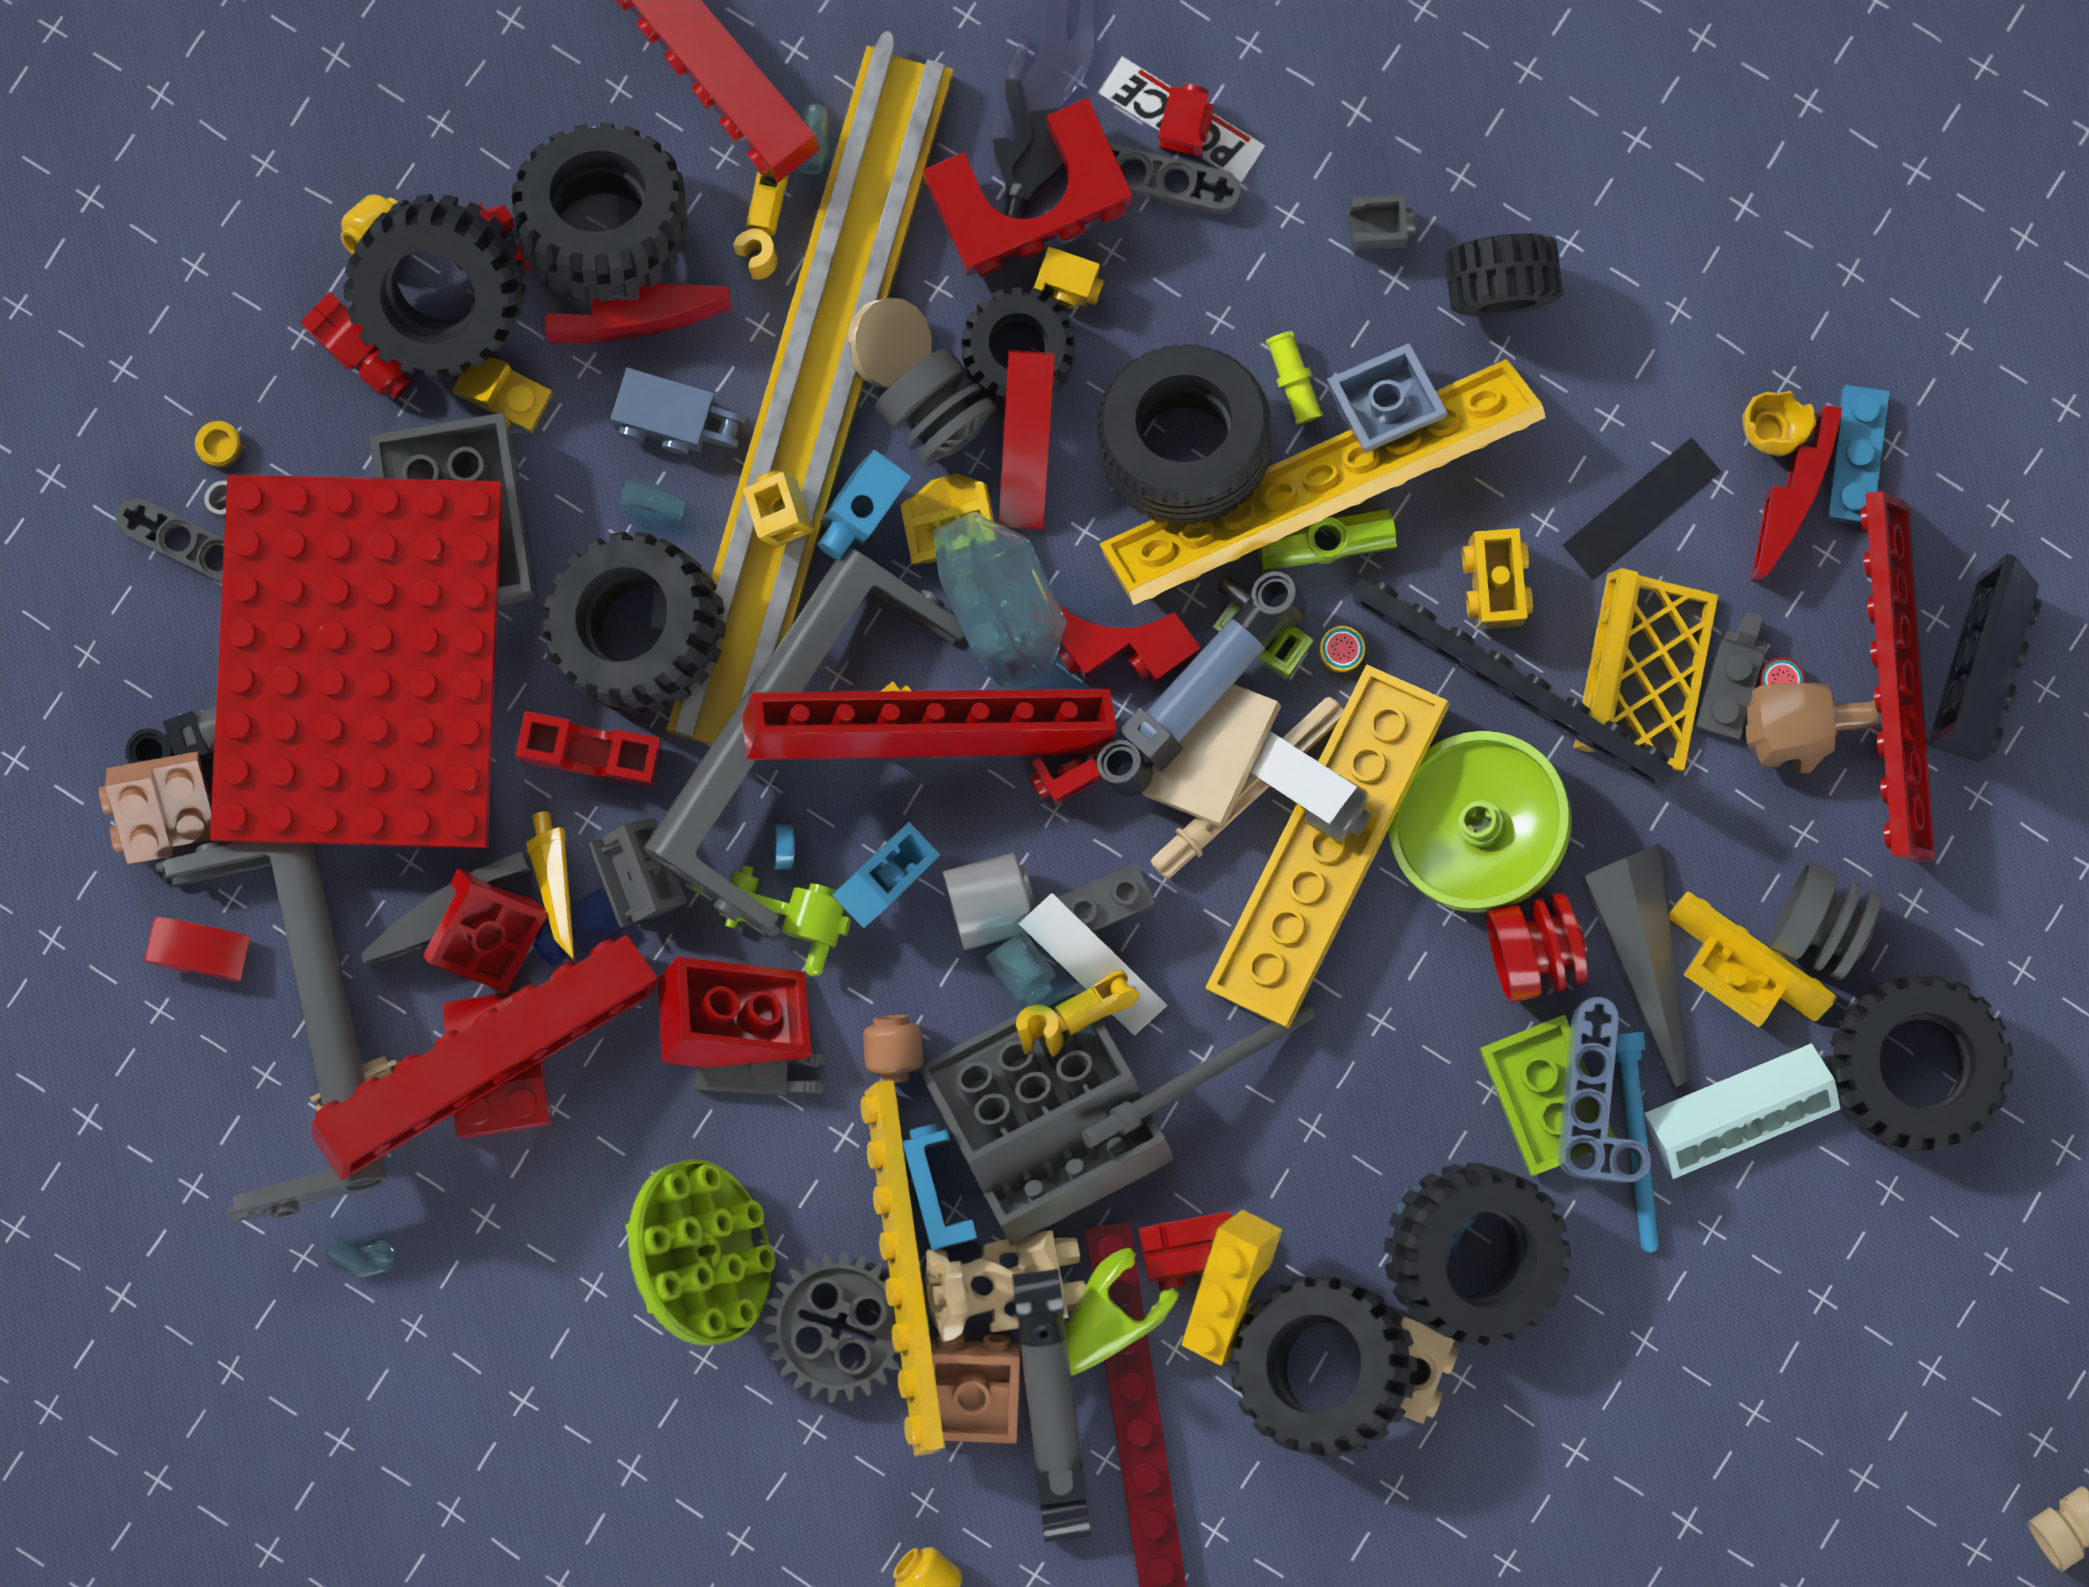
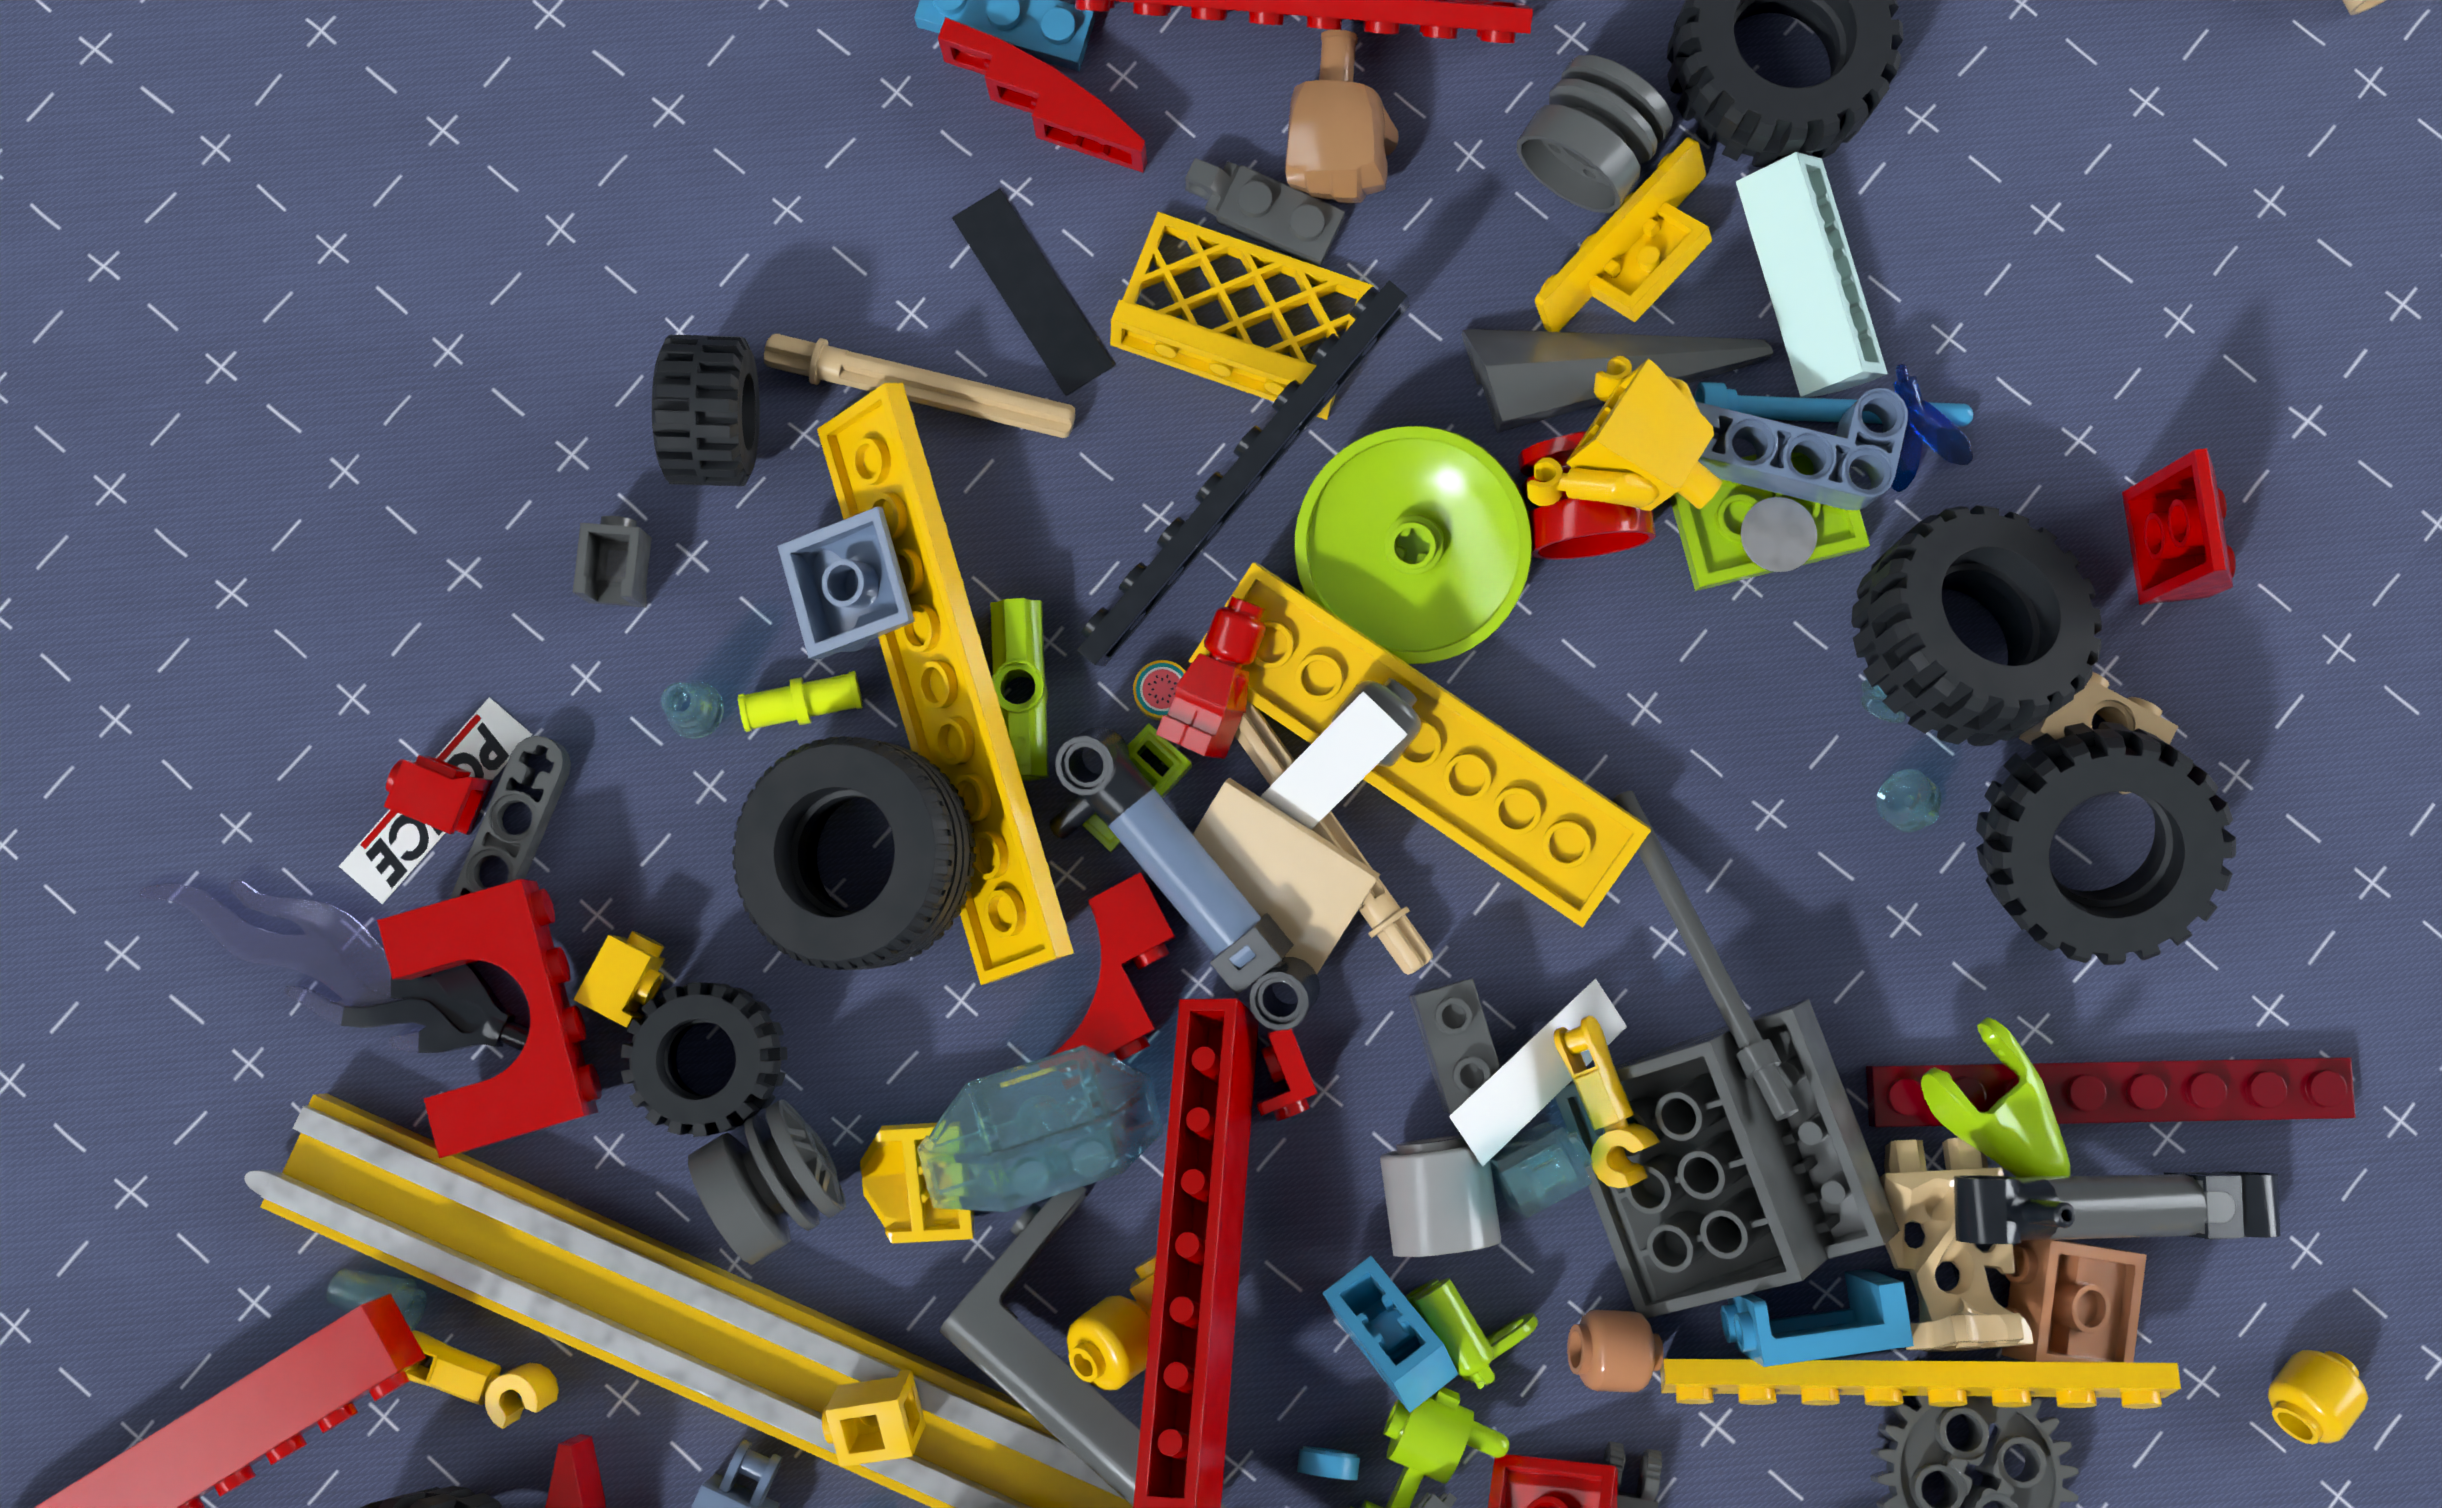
camera: 75 degrees left, 0 degrees up
(853, 667) = (1110, 1342): none -> yellow head
(861, 504) = (868, 1290): dark azure torso -> none
(888, 340) = (664, 1233): tan tile -> none
(889, 928) = (1457, 1329): none -> lime piece
(1026, 439) = (827, 1065): red slope -> none
(1178, 1248) = (1917, 995): red brick -> none
(1236, 1262) = (1986, 949): yellow arch -> none
(1273, 307) = (701, 716): none -> clear light blue cone
(1336, 1229) = (1909, 800): none -> clear light blue tile
(1347, 684) = (1215, 686): none -> red piece
(1497, 576) = (1101, 478): yellow brick -> none
(1530, 1103) = (1778, 534): none -> flat silver sticker
(1551, 431) = (921, 385): none -> tan axle
(1572, 968) = (1637, 446): none -> yellow torso
(1577, 1418) = (2179, 532): none -> red slope
(1637, 1203) = (1926, 425): none -> clear blue piece
(1778, 423) = (952, 102): yellow hair -> none
(1781, 672) = (1268, 150): tile -> none

